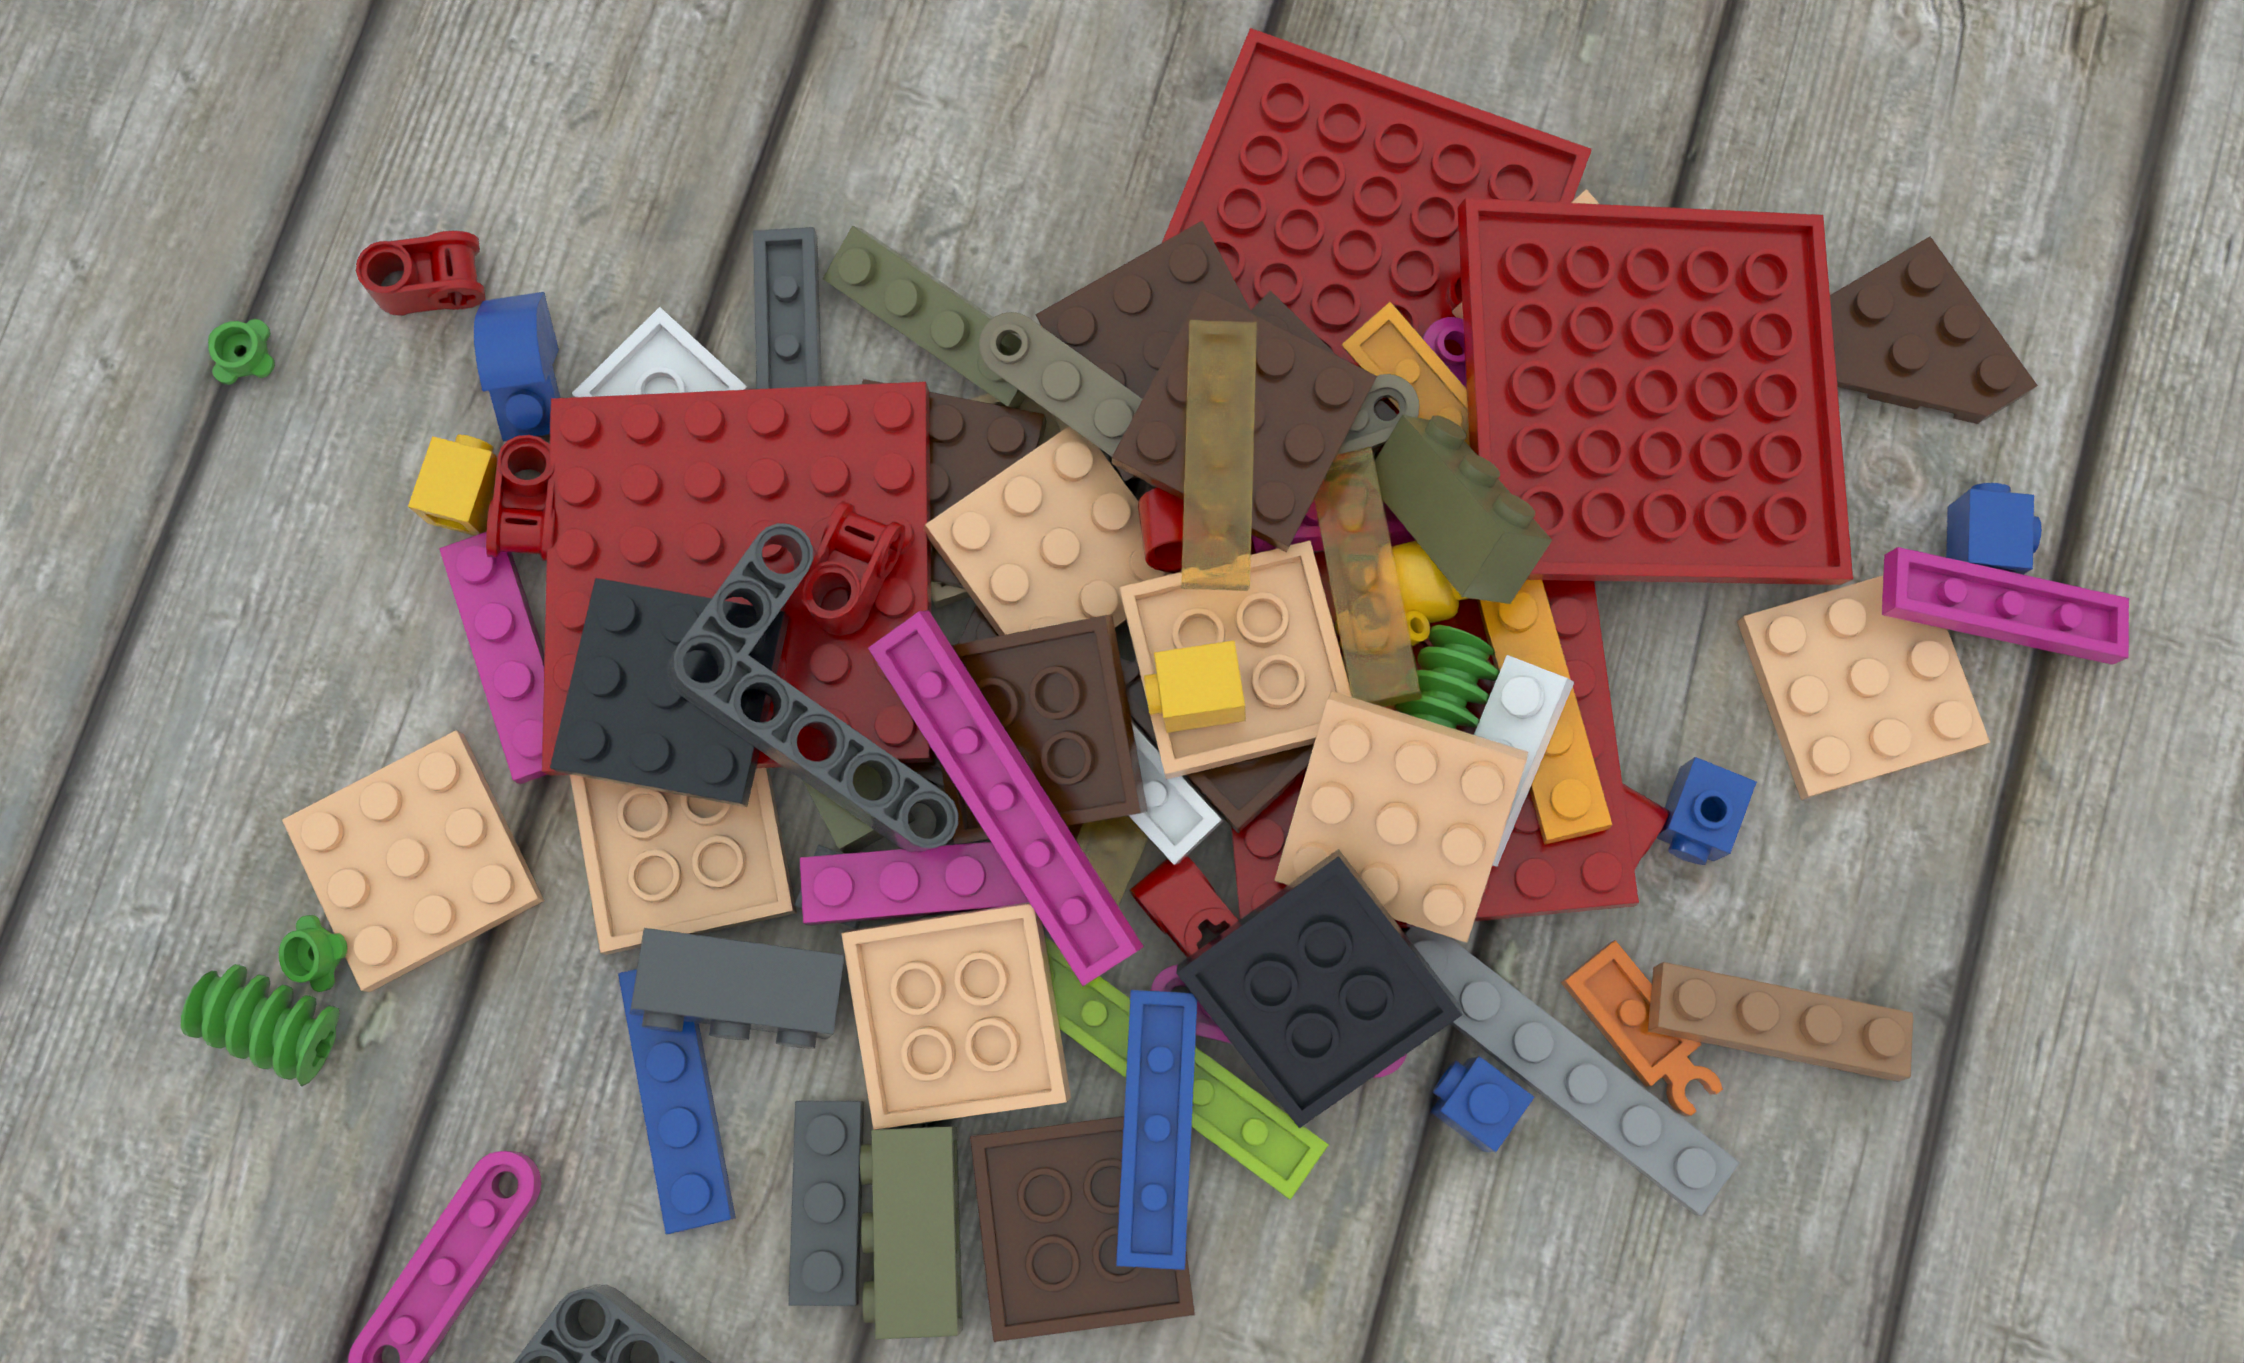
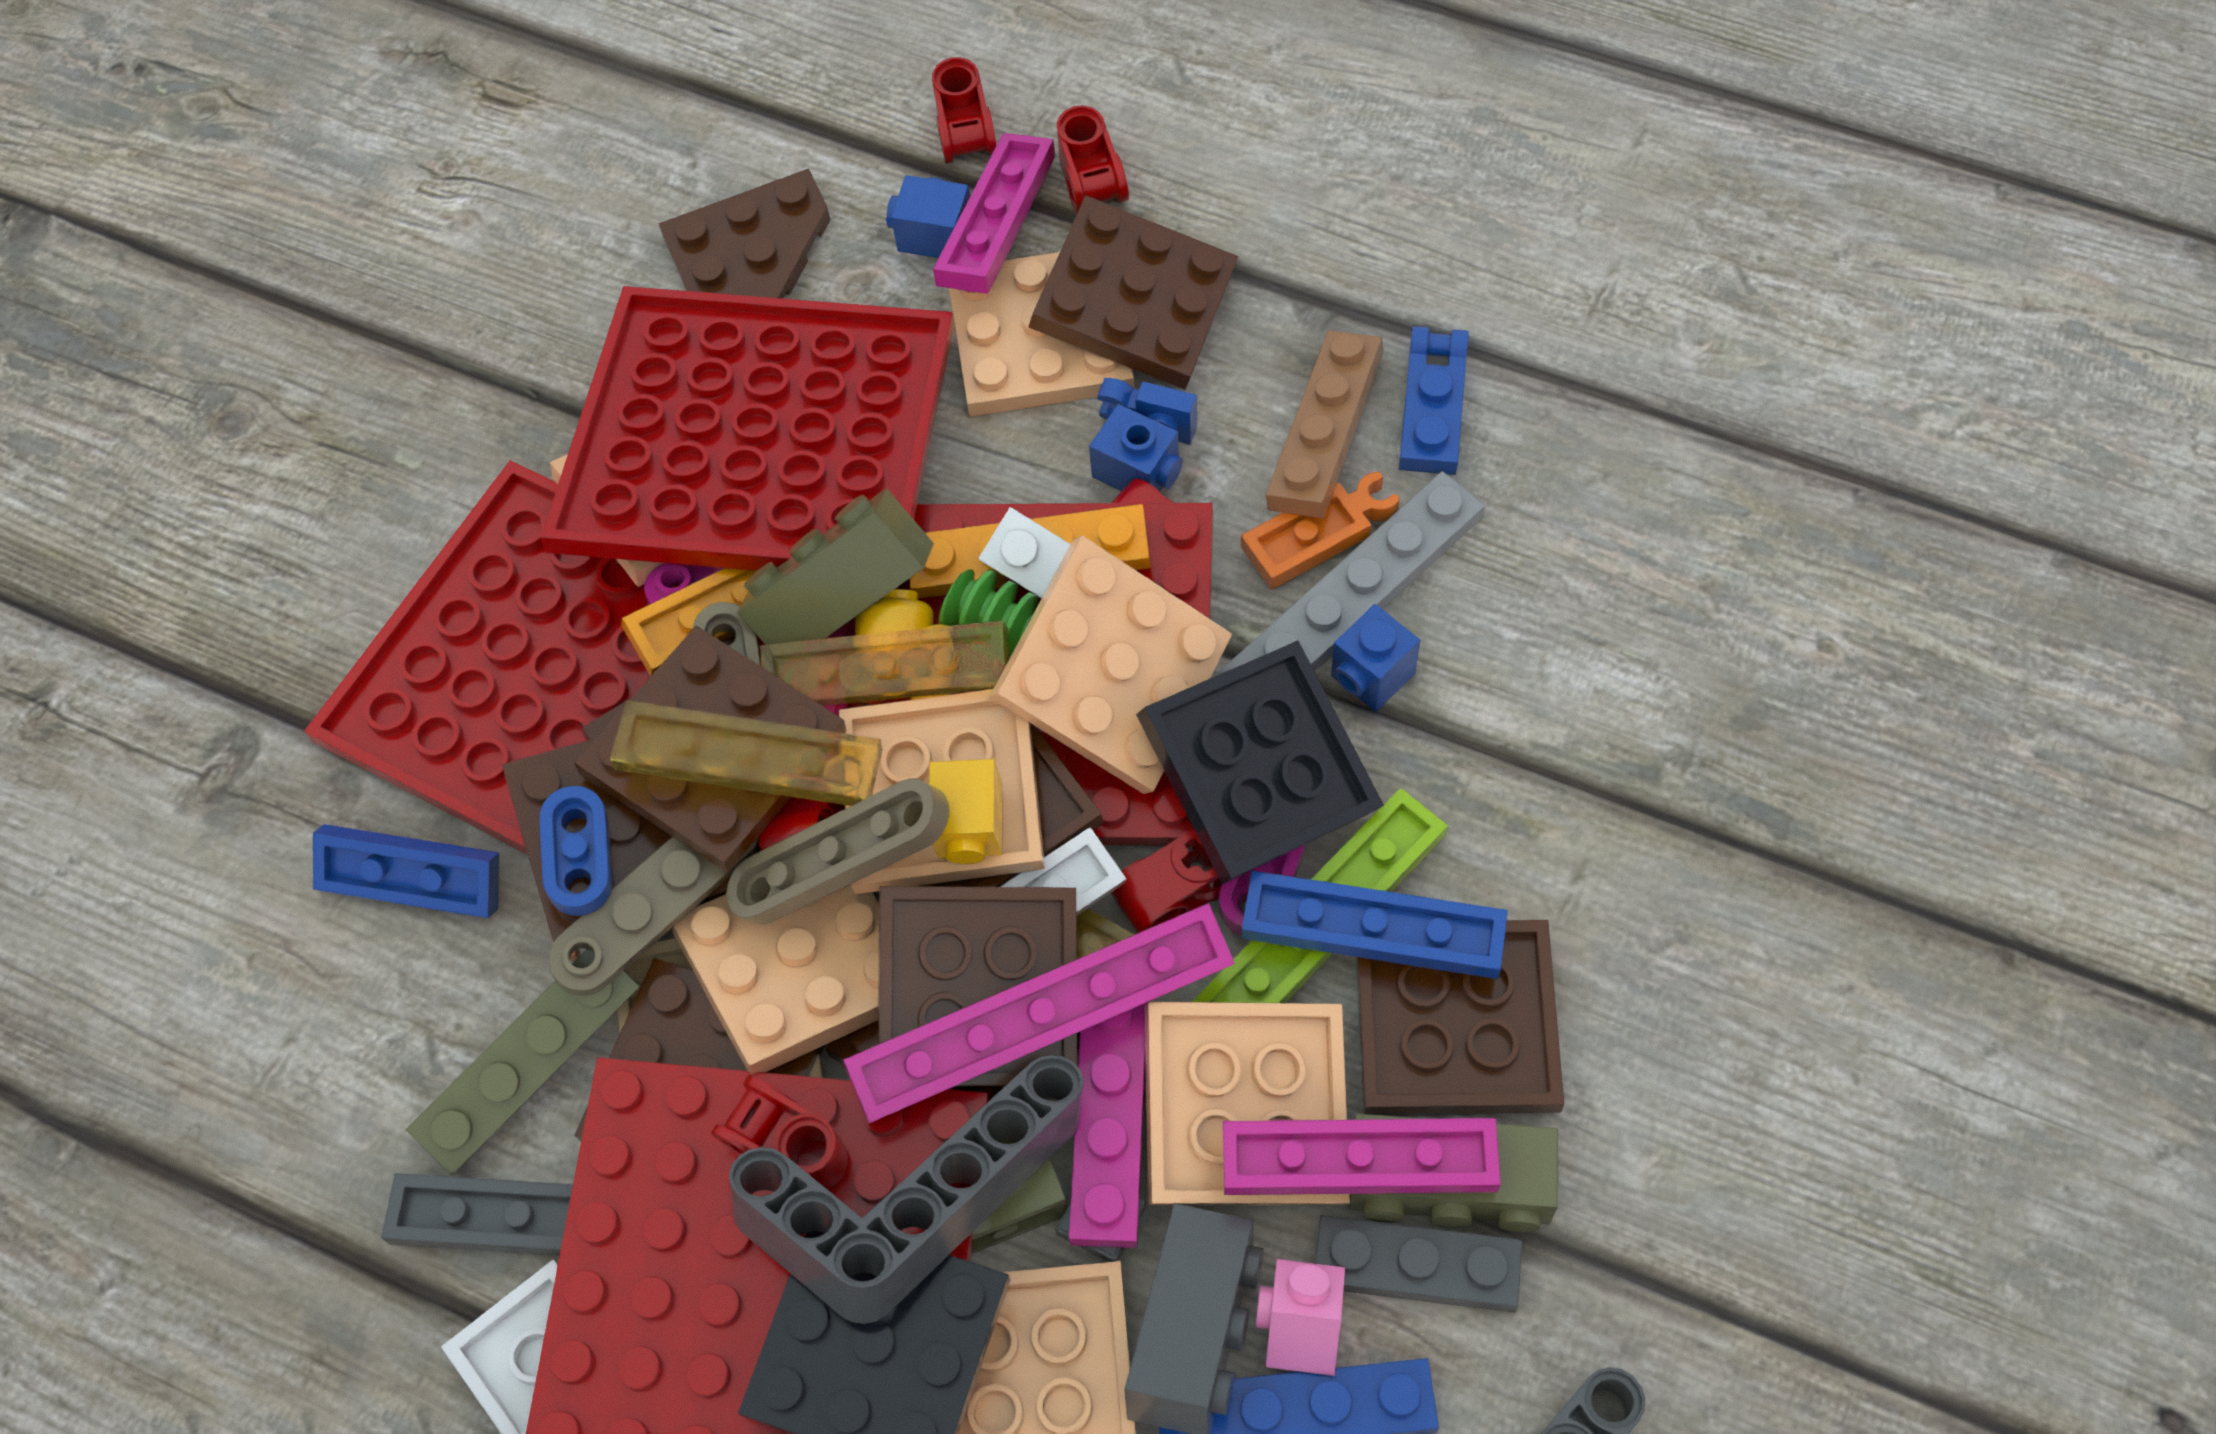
camera: 80 degrees left, 15 degrees down
(750, 1091) = (1302, 1316): none -> bright pink brick
(897, 1135) = (1361, 1156): none -> dark pink plate
(1110, 307) = (577, 854): none -> blue plate
(1115, 162) = (405, 871): none -> blue plate
(1135, 568) = (838, 851): none -> dark tan plate
(1766, 826) = (1159, 403): none -> blue plate
(1838, 1146) = (1433, 402): none -> blue plate
(1922, 781) = (1133, 292): none -> reddish brown plate
(2099, 708) = (1089, 157): none -> red piece
(2142, 548) = (961, 109): none -> red piece

